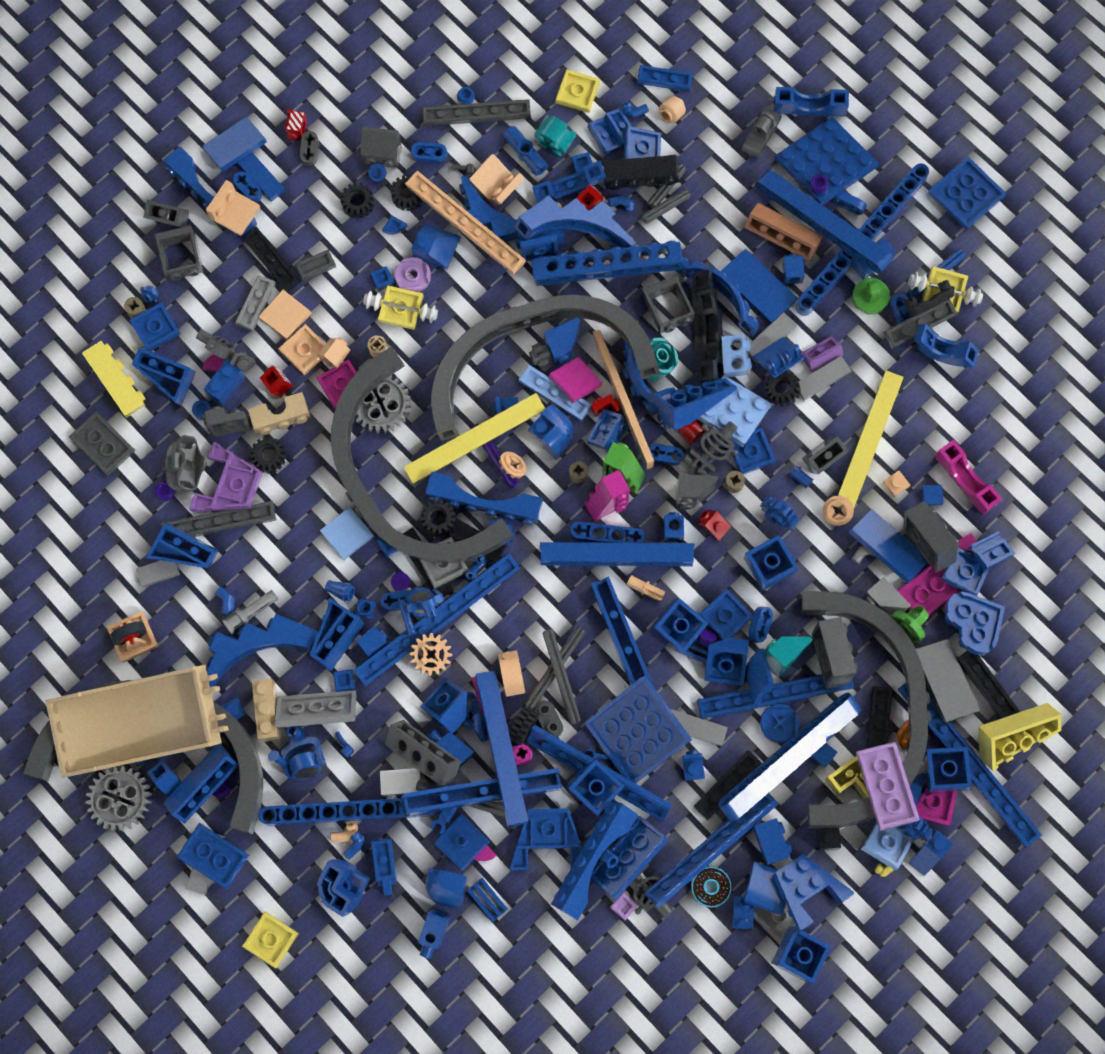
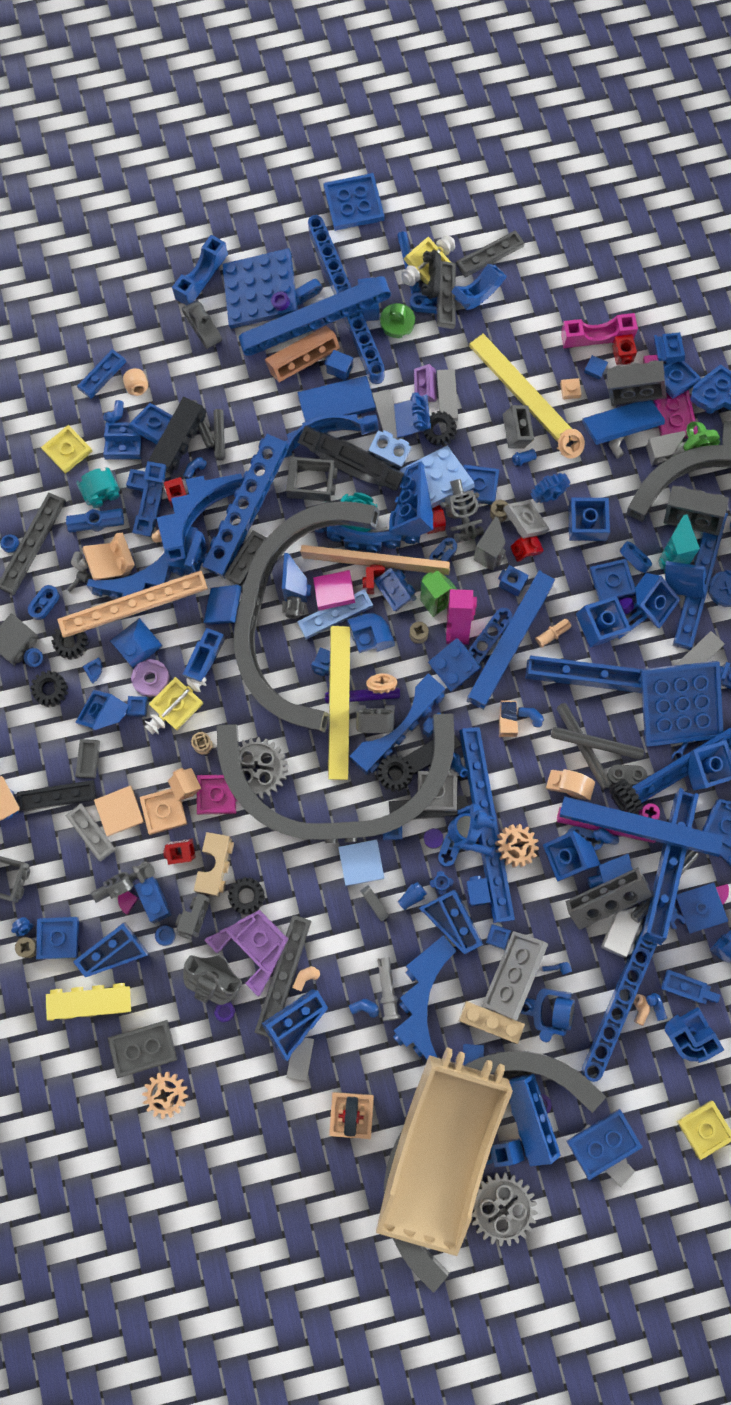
camera: 60 degrees left, 0 degrees up
(67, 487) = (163, 1086): none -> light nougat gear
(227, 538) = (304, 975): none -> light nougat arm
(317, 562) = (374, 903): none -> dark grey beam
(360, 252) = (101, 710): none -> blue slope
(454, 305) = (204, 655): none -> blue slope
(475, 477) = (375, 719): none -> dark grey piece
(479, 158) = (78, 562): none -> light grey arm
(508, 295) = (222, 605): none -> blue tile
(542, 589) = (508, 719): none -> leg
(552, 289) = (240, 566): none -> dark grey plate
(558, 610) = (533, 714): none -> blue arm
(565, 517) = (454, 664): none -> blue plate
(738, 508) = (526, 519): none -> light grey plate
(968, 504) = (627, 343): none -> red brick
(992, 341) = (490, 253): none -> dark grey tile

